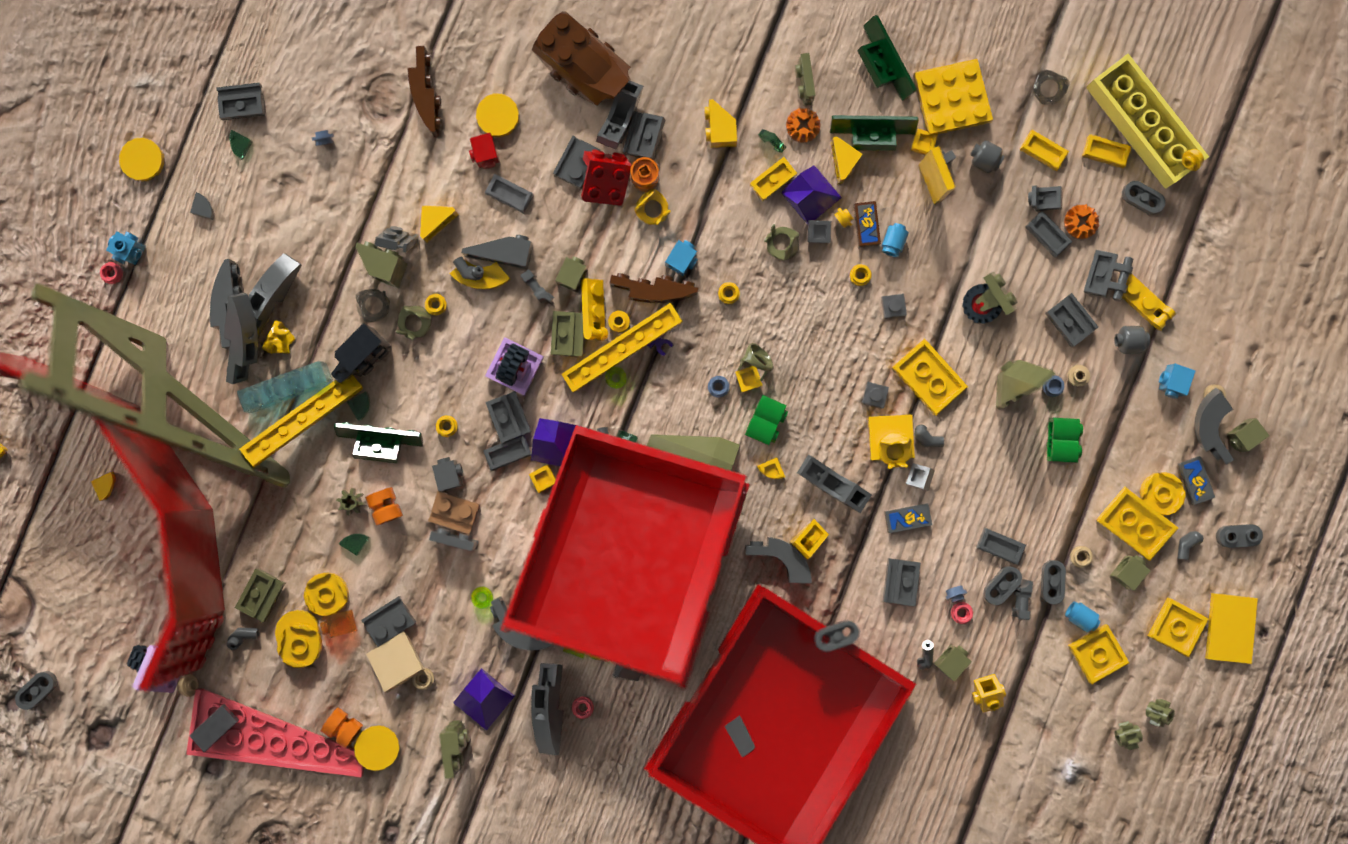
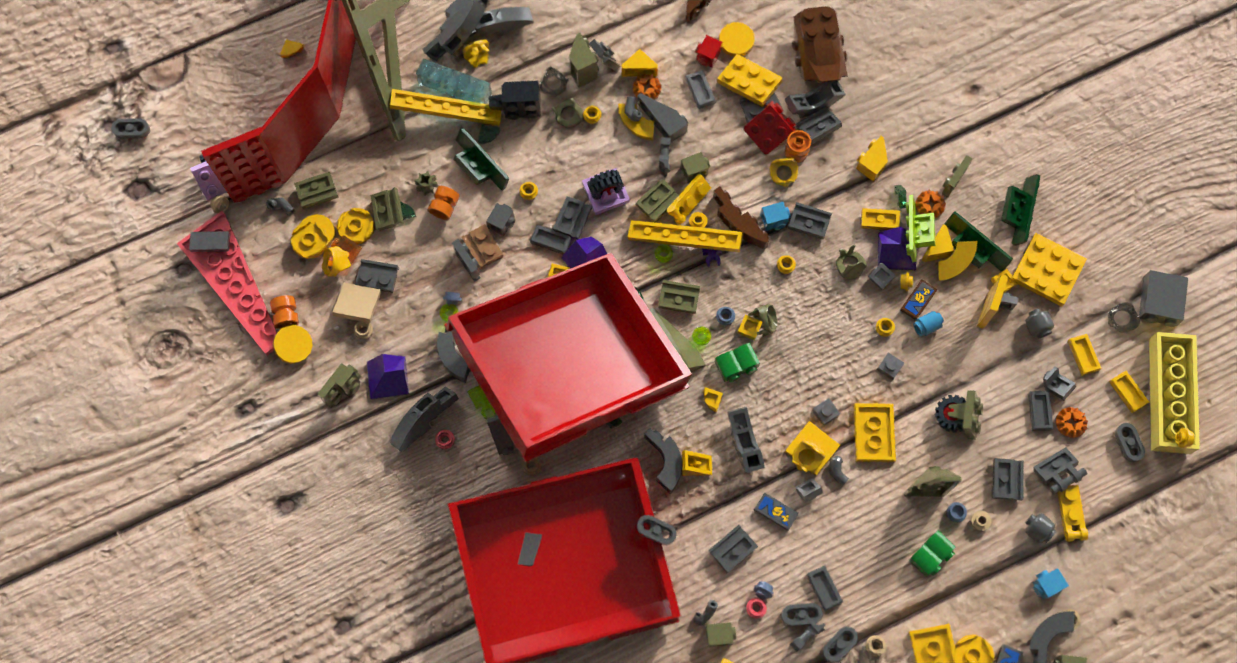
camera: 45 degrees right, 15 degrees down
(339, 556) = (387, 209): none -> olive plate
(343, 641) = (339, 263): none -> yellow piece
(469, 237) = (652, 92): none -> orange gear
(472, 582) = (452, 297): none -> sand blue plate
(545, 146) = (749, 80): none -> yellow plate
(665, 405) = (679, 297): none -> olive plate
(714, 234) = (810, 220): none -> dark grey plate
(721, 422) = (701, 330): none -> clear neon green plate
(819, 159) = (921, 229): none -> lime bracket
(874, 160) = (958, 261): none -> yellow tile
(1070, 39) = (1163, 298): none -> dark grey brick

